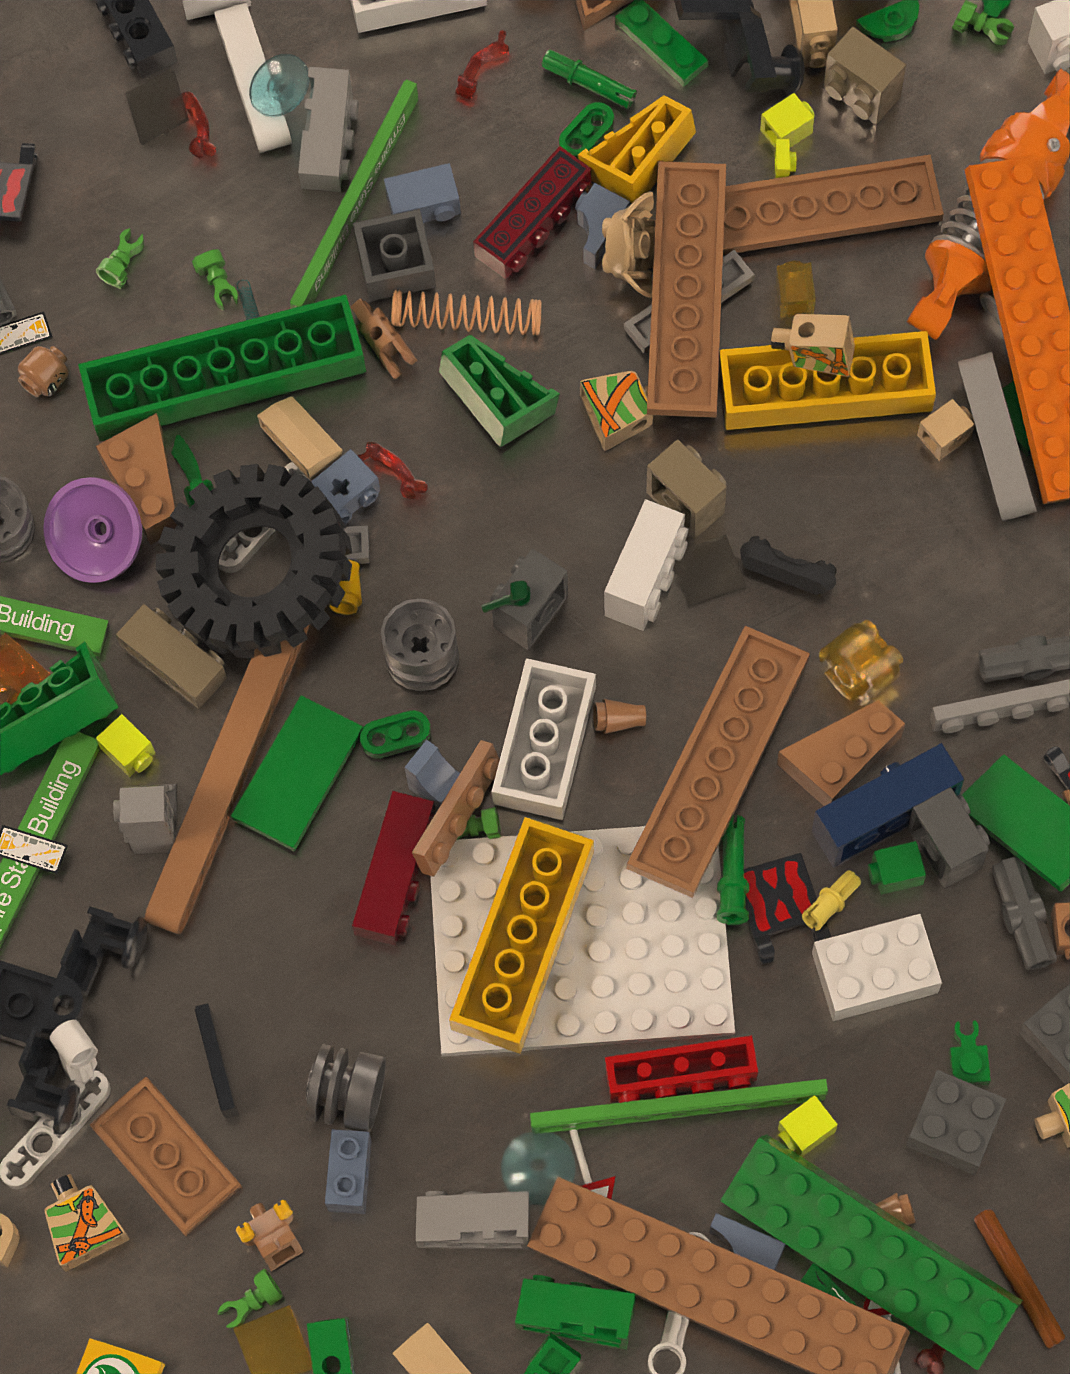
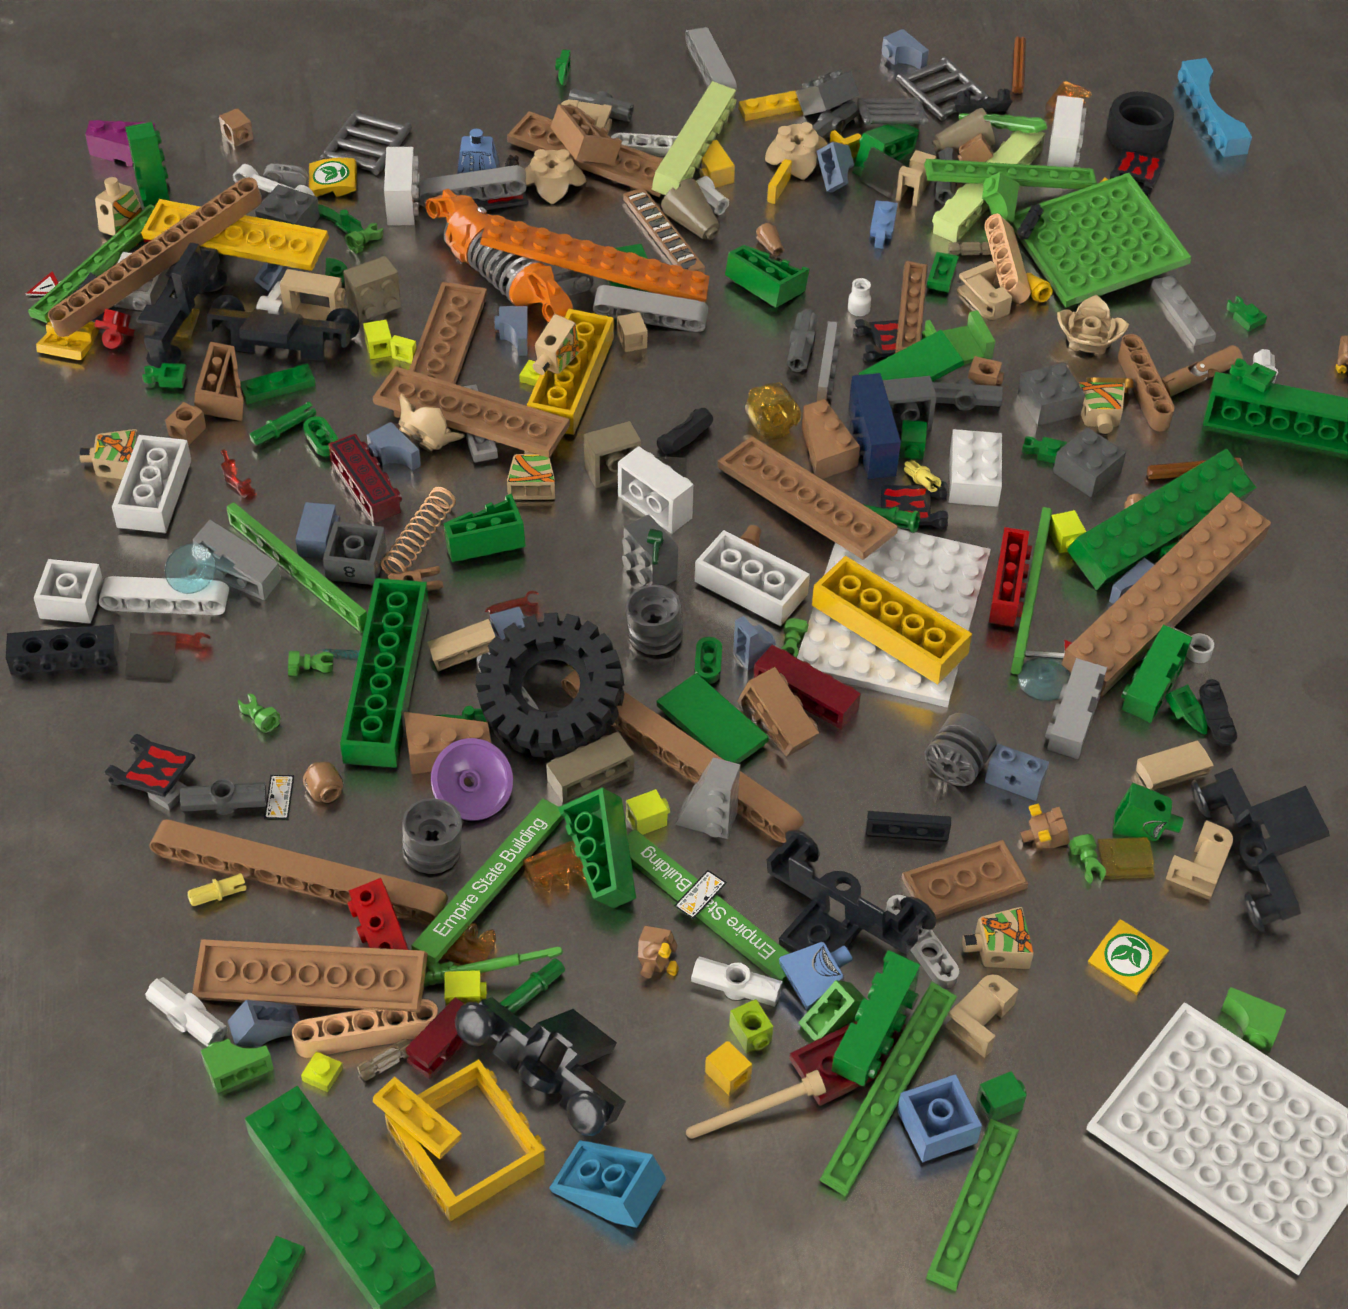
camera: 75 degrees left, 20 degrees down
(75, 1050) = (879, 888): white piece -> none
(331, 847) = (779, 711): none -> medium nougat wedge
(456, 809) = (789, 637): medium nougat plate -> none
(630, 157) = (355, 405): yellow wedge -> none
(795, 288) = (496, 370): clear yellow brick -> none
(890, 280) = (514, 327): none -> sand blue arch

